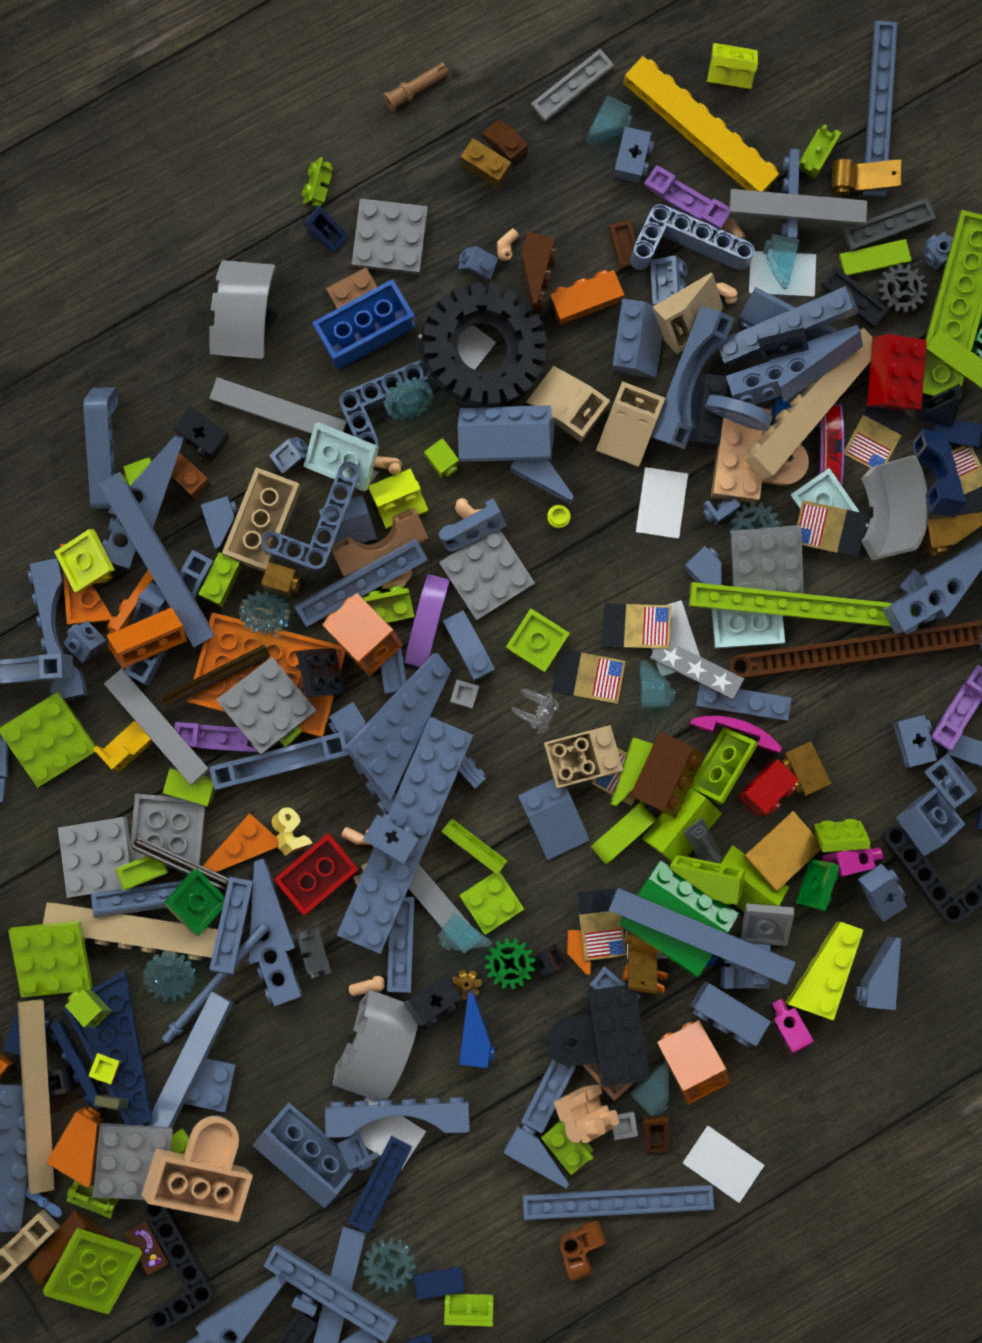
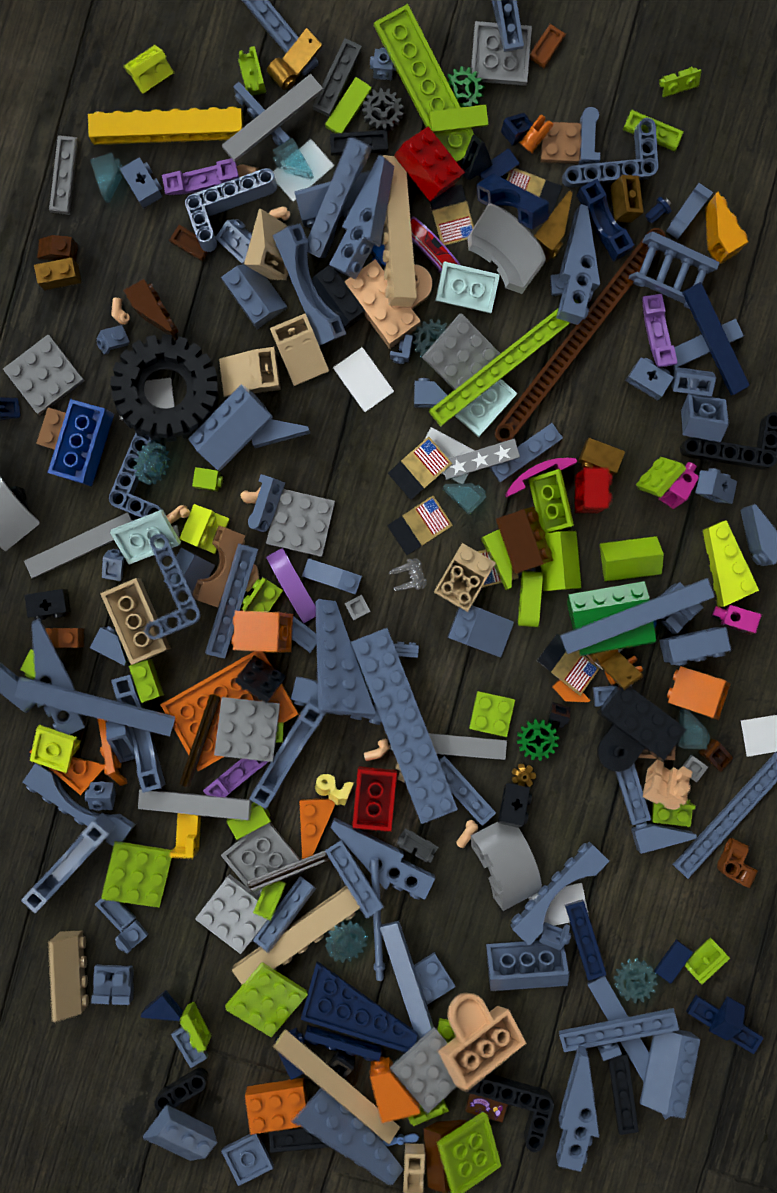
camera: 45 degrees left, 5 degrees up
(87, 1008) = (317, 1009): lime brick -> none
(104, 1068) = (361, 1033): neon yellow plate -> none
(111, 1102) = (385, 1051): olive tile -> none
(146, 638) = (136, 759): orange brick -> none
(195, 902) = (319, 885): green plate -> none
(264, 612) = (191, 674): clear light blue gear -> none
(281, 580) = (182, 646): pearl gold brick -> none
(377, 837) = (391, 745): sand blue brick -> none
(461, 935) = (495, 751): clear light blue slope -> none
(474, 846) = (450, 691): lime tile -> none
(476, 1039) = (561, 803): blue slope -> none
(537, 640) = (369, 533): lime plate -> none
(558, 516) = (310, 447): neon yellow plate -> none
(586, 296) = (198, 297): orange brick -> none
(703, 842) = (583, 559): dark grey hinge -> none
(714, 879) = (610, 575): lime slope -> none
(739, 412) = (359, 278): sand blue piece -> none
(767, 924) = (666, 571): light grey plate -> none
(783, 344) = (345, 210): black plate -> none
(783, 851) = (634, 518): pearl gold tile -> none
(817, 884) = (674, 519): green plate -> none
(832, 528) = (480, 297): sticker -> none

